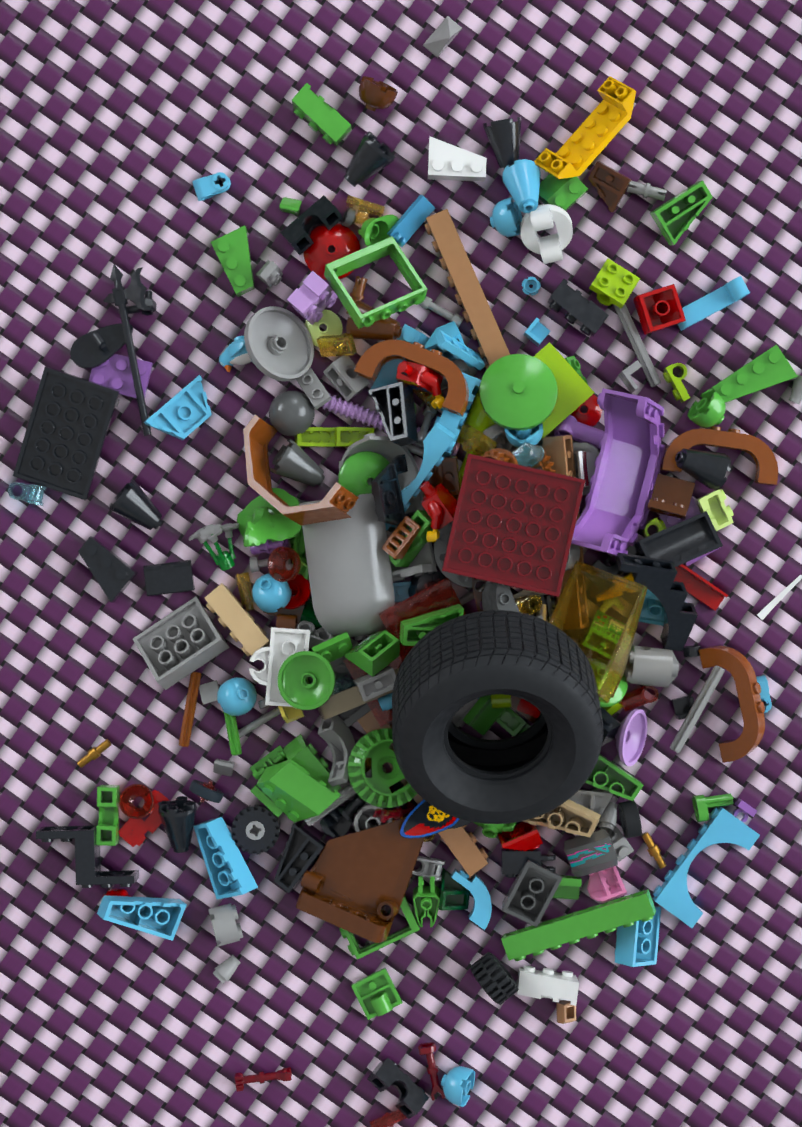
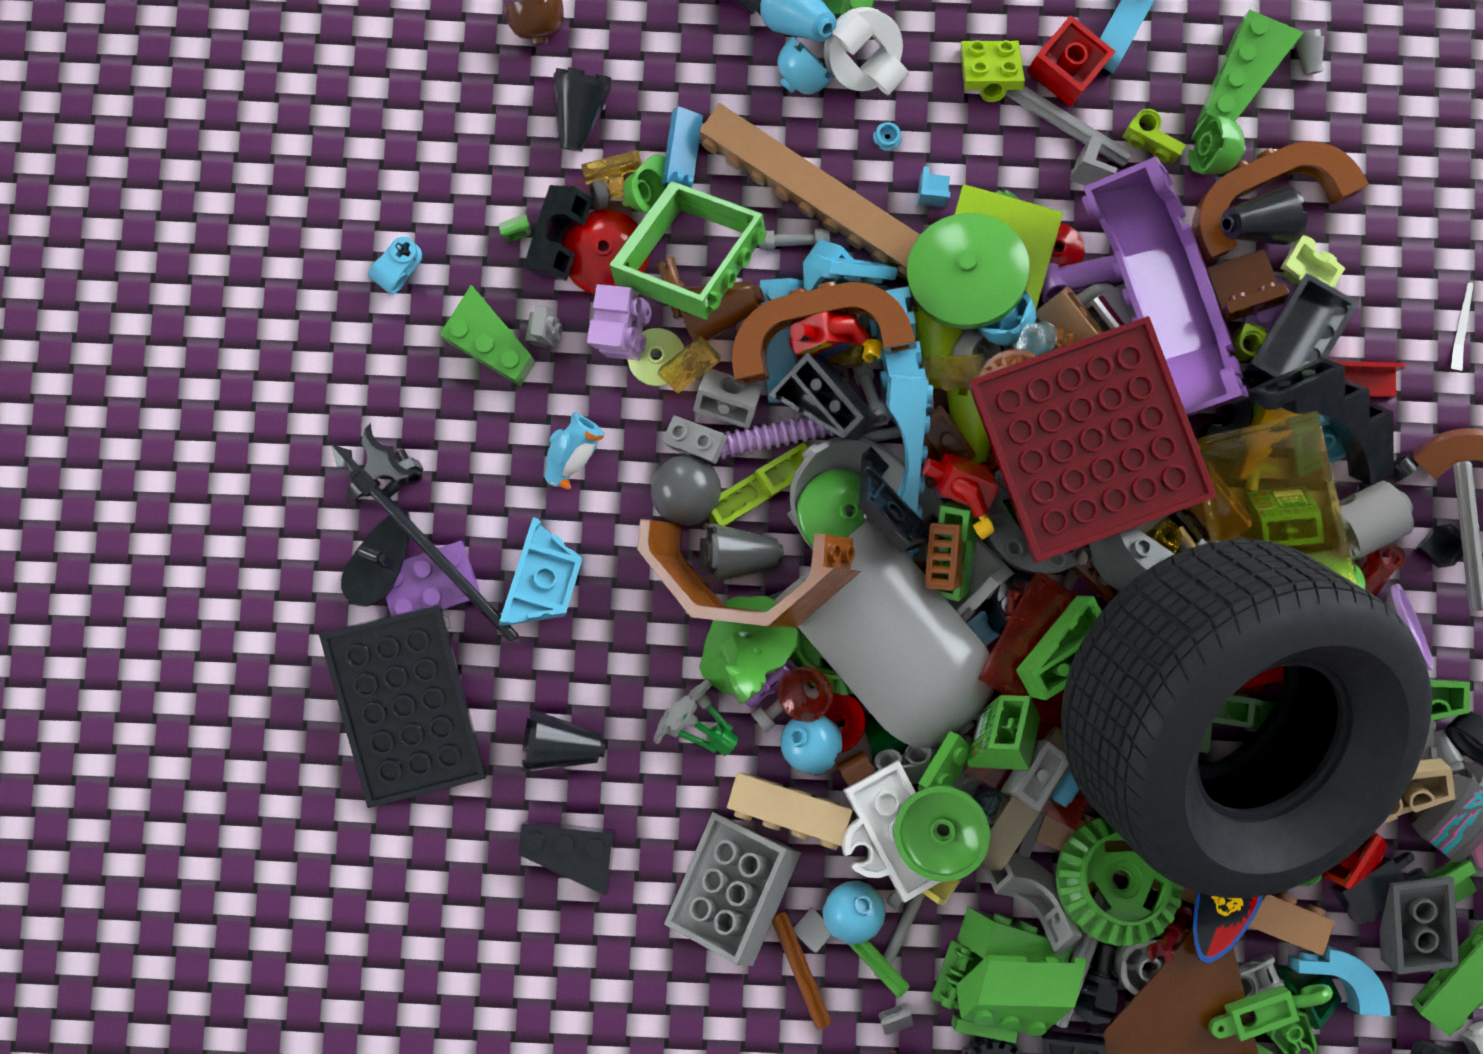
camera: 30 degrees left, 5 degrees down
(28, 493) = (405, 816): clear light blue piece -> none
(169, 578) = (661, 811): black piece -> none
(245, 590) = (773, 761): clear yellow cylinder -> none
(279, 343) = (612, 408): light grey dish -> none
(320, 115) = (480, 89): bright green wedge -> none
(421, 882) = (1271, 1009): none -> bright green piece
(454, 163) = (690, 42): white wedge -> none
(577, 308) = (965, 125): black wedge -> none

